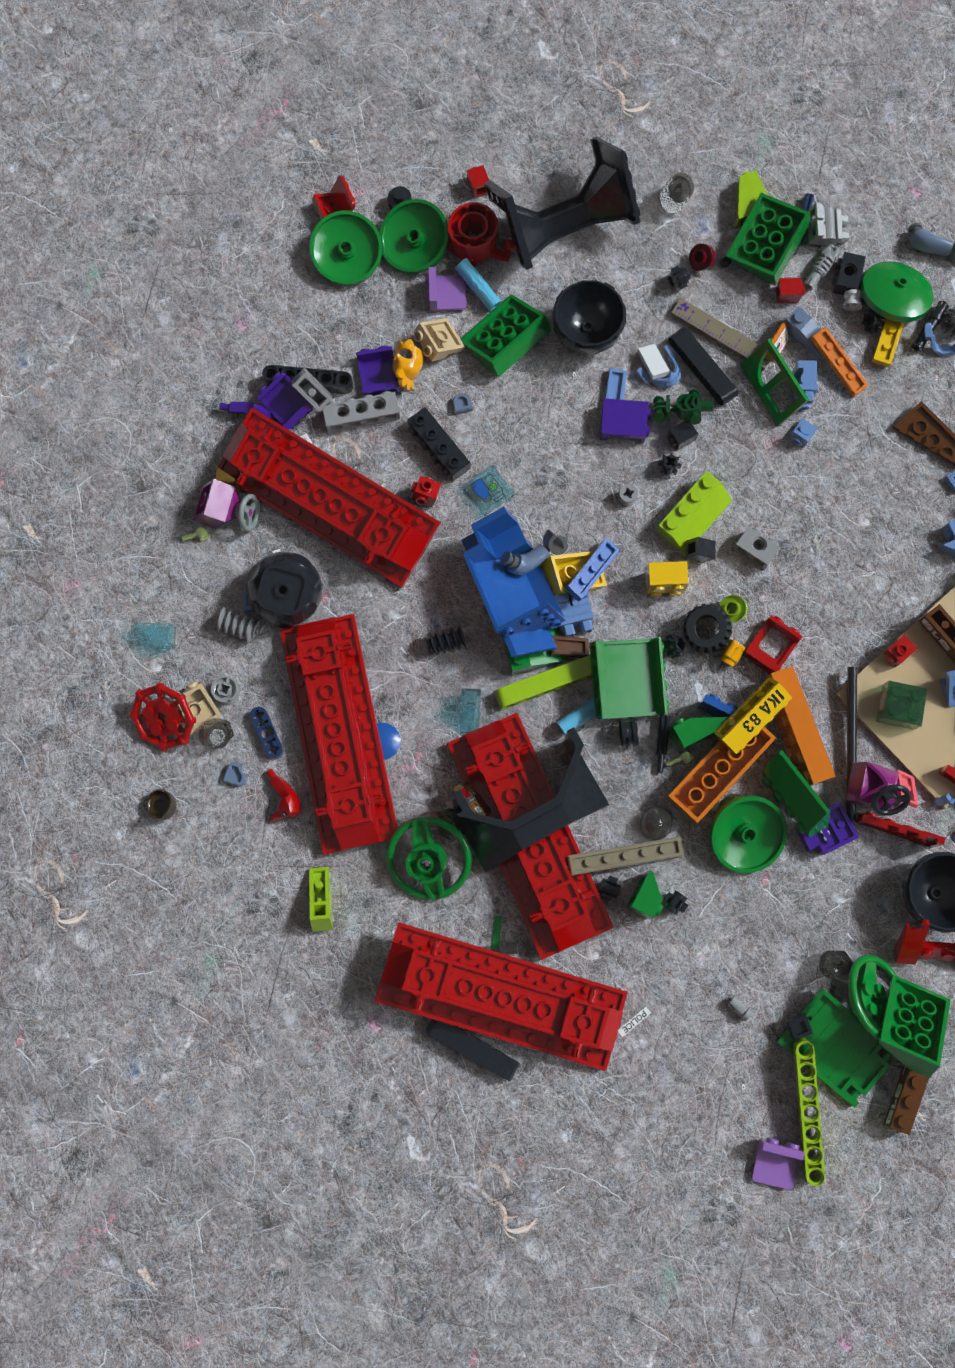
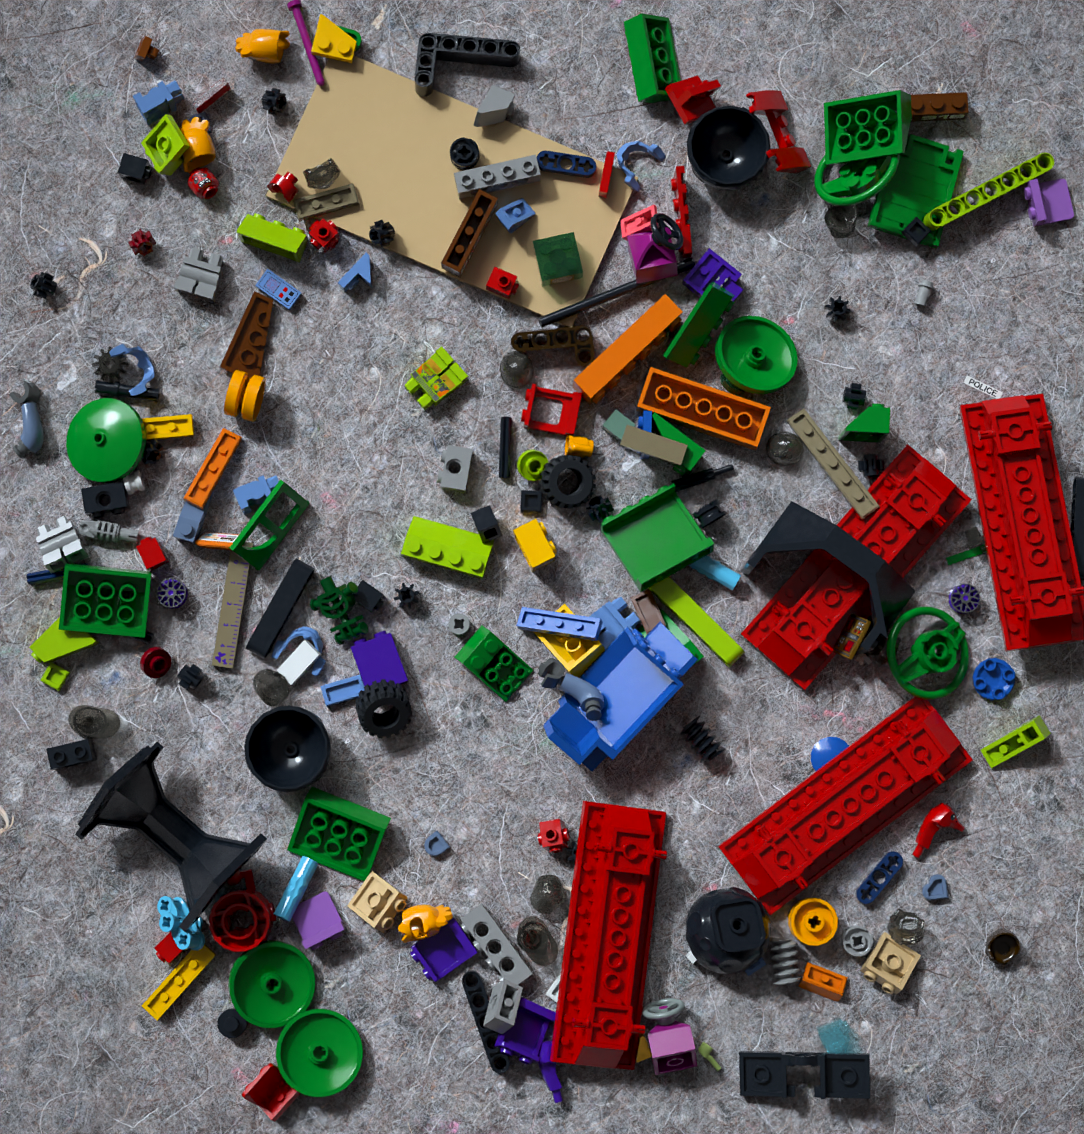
camera: 120 degrees left, 5 degrees up
(128, 621) = (840, 1073): none -> black plate
(152, 717) = (926, 988): red plate -> none
(207, 650) = (823, 982): none -> orange slope
(250, 652) = (825, 924): none -> light orange wheel
(349, 441) = (537, 941): none -> clear smoke piece
(381, 906) = (993, 679): none -> blue dish
(382, 468) = (548, 894): none -> clear smoke hair
(439, 444) = (494, 846): black brick -> none
(449, 175) = (178, 981): none -> yellow plate
(460, 913) = (964, 598): none -> wheel
(470, 710) = (760, 682): clear light blue slope -> none
(478, 191) = (172, 914): none -> medium azure axle
(488, 490) = (519, 771): clear light blue tile -> none
(584, 507) = (493, 663): none -> green slope
(595, 411) = (388, 722): none -> black tyre
(643, 331) = (270, 687): none -> clear smoke hair
(658, 169) = (71, 754): none -> black brick
(686, 757) = (706, 445): yellowish green hand -> none
(703, 595) = (531, 501): none -> black tile
(708, 705) = (653, 445): none -> dark tan tile
(724, 185) = (55, 676): none -> lime tile
(735, 692) = (616, 425): none -> sand green brick
(751, 292) = (172, 593): none -> wheel
(753, 715) = (644, 397): yellow brick -> none
(757, 595) = (505, 447): none -> black axle
(763, 928) = (837, 303): none -> black gear
(802, 433) = (307, 474): medium blue bracket -> none
(819, 633) = (516, 370): none -> clear smoke hat
(831, 671) = (552, 341): none -> dark brown beam
(839, 565) = (433, 381): none -> lime hips
(889, 407) = (244, 395): none -> light orange wheel

